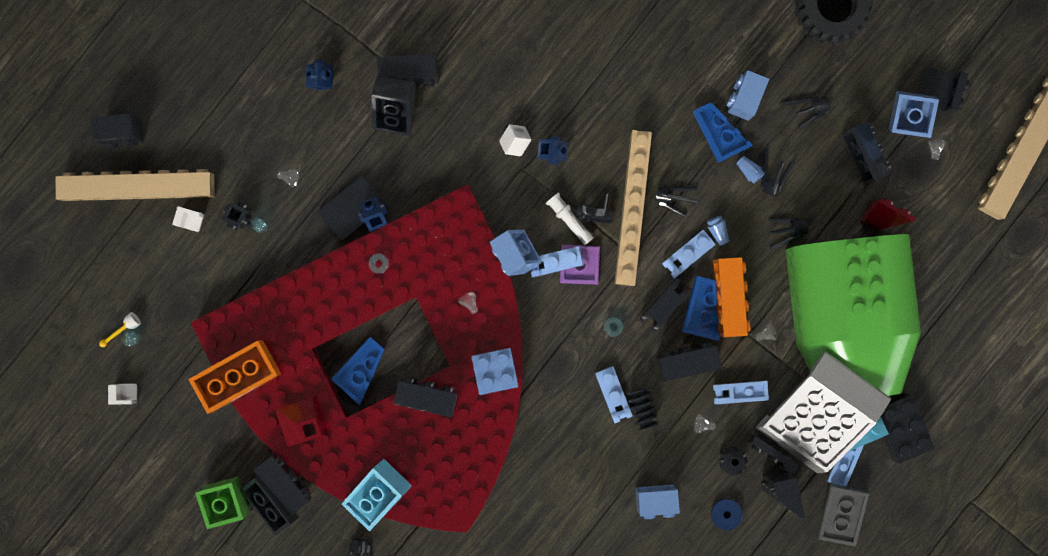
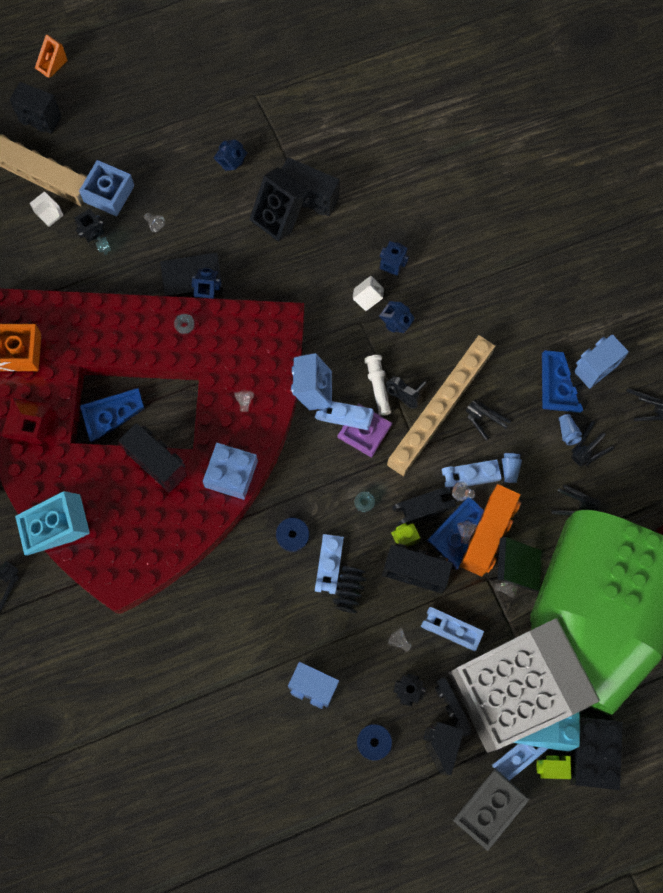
camera: 25 degrees right, 15 degrees down
(95, 69) = (51, 57): none -> orange slope
(229, 171) = (106, 188): none -> medium blue brick
(519, 102) = (393, 257): none -> dark blue brick
(561, 387) = (292, 525): none -> dark blue piece
(663, 338) = (406, 535): none -> lime brick
(689, 275) = (461, 491): none -> clear rock
(711, 306) = (466, 530): none -> clear rock
(769, 313) = (519, 564): none -> black tile
(875, 456) = (554, 768): none -> lime brick

